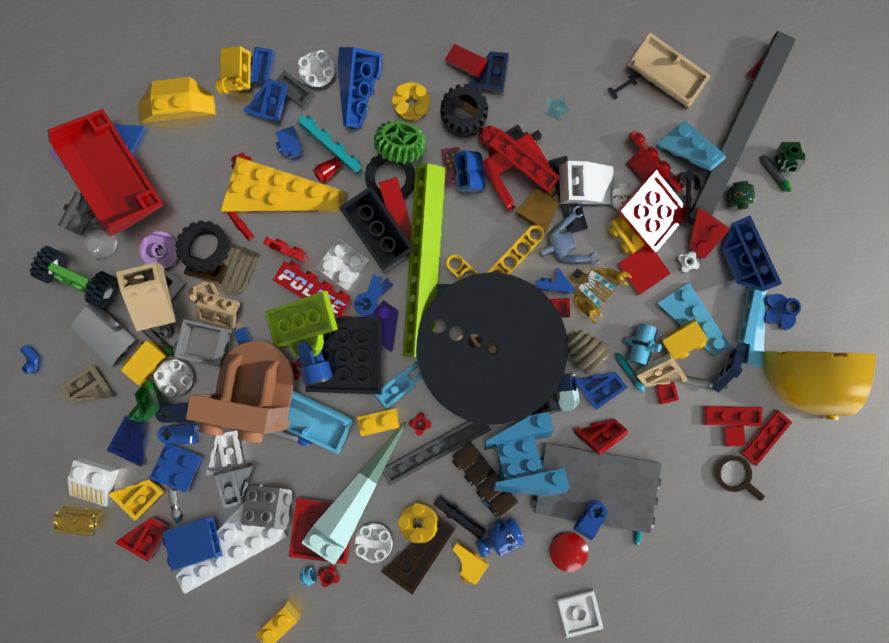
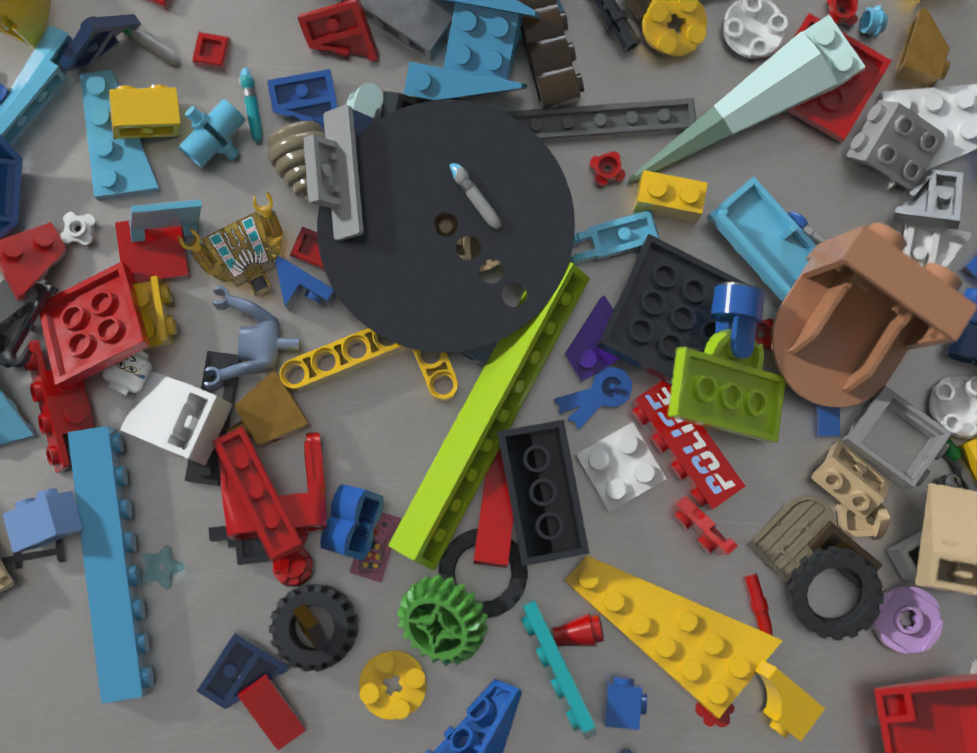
camera: 150 degrees left, 5 degrees down
(204, 179) = (787, 703): none -> yellow arch
(272, 570) = (923, 53): none -> pearl gold slope
(482, 369) = (478, 200): none -> light grey piece
(565, 348) = (334, 172): none -> light grey bracket
(584, 96) = (110, 564): none -> dark azure brick
(628, 101) = (42, 520): none -> medium blue piece
(631, 291) = (164, 215): none -> medium azure flag
(661, 372) = (205, 81): tan wing -> none

